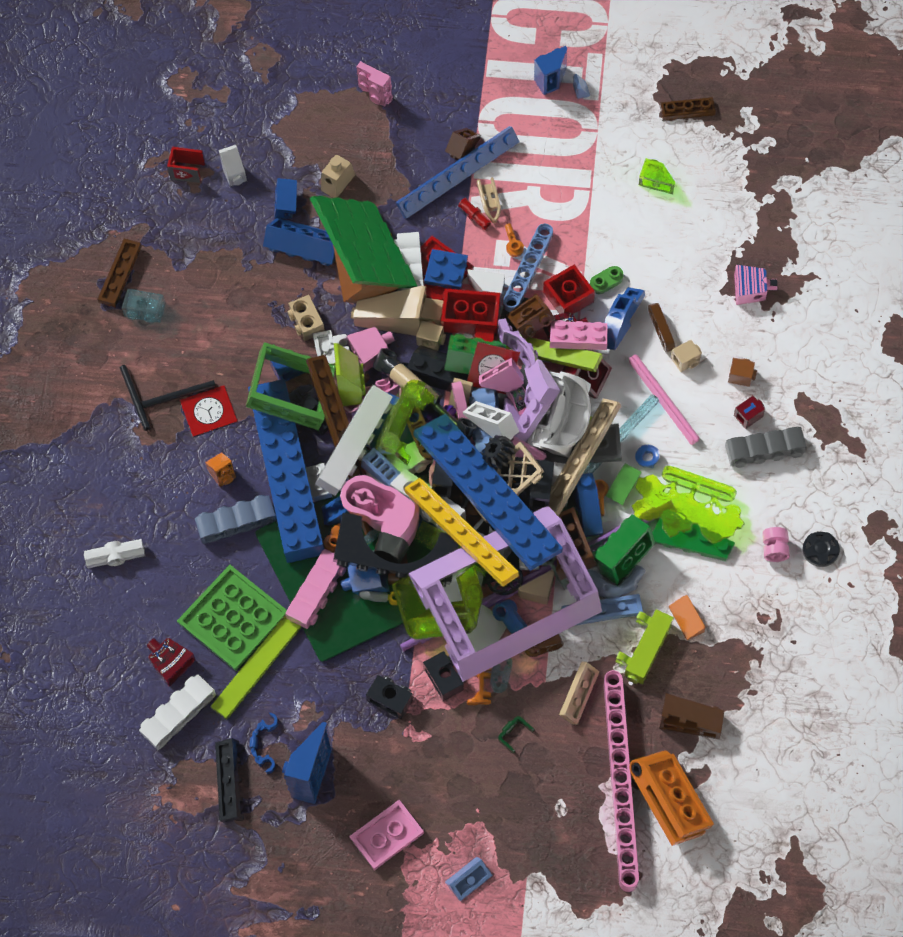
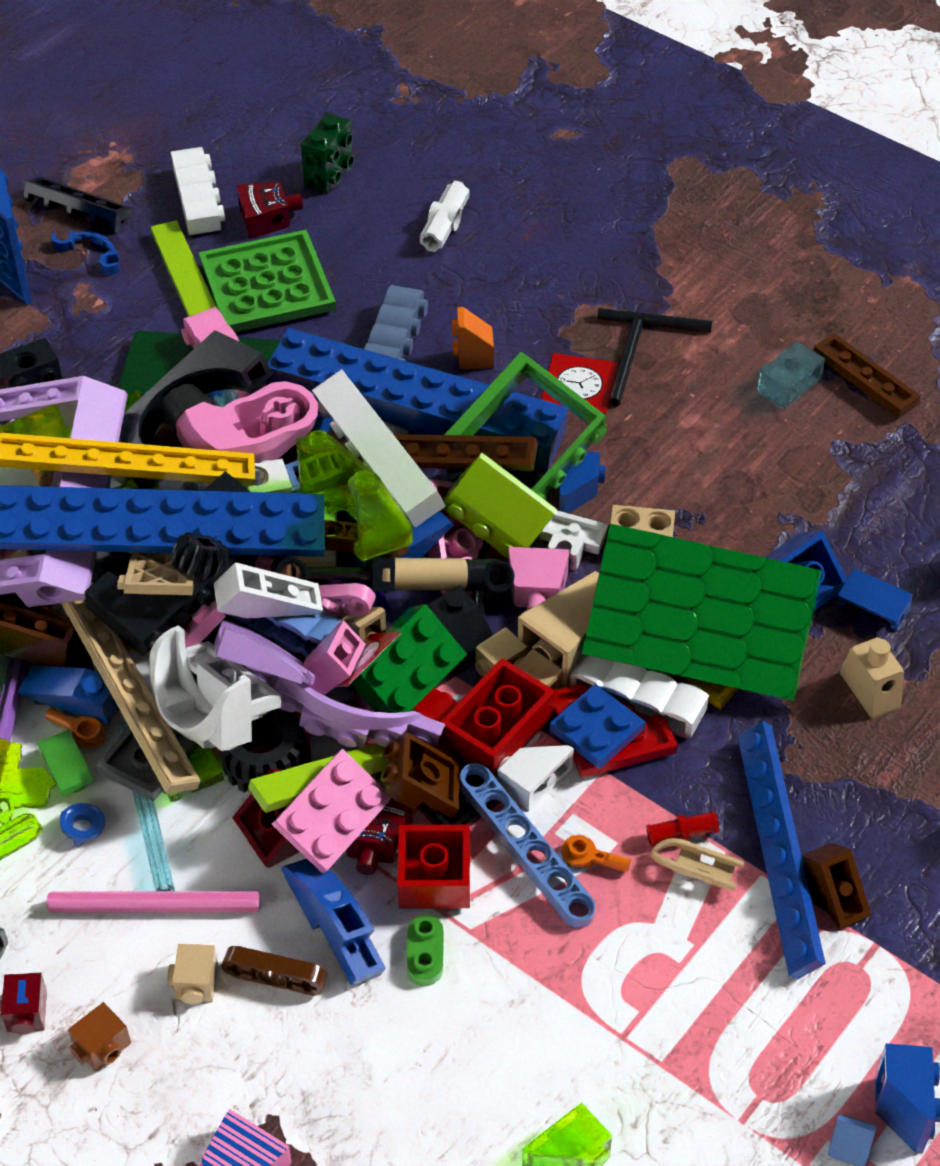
camera: 120 degrees right, 15 degrees down
(103, 646) = (327, 153): none -> dark green brick

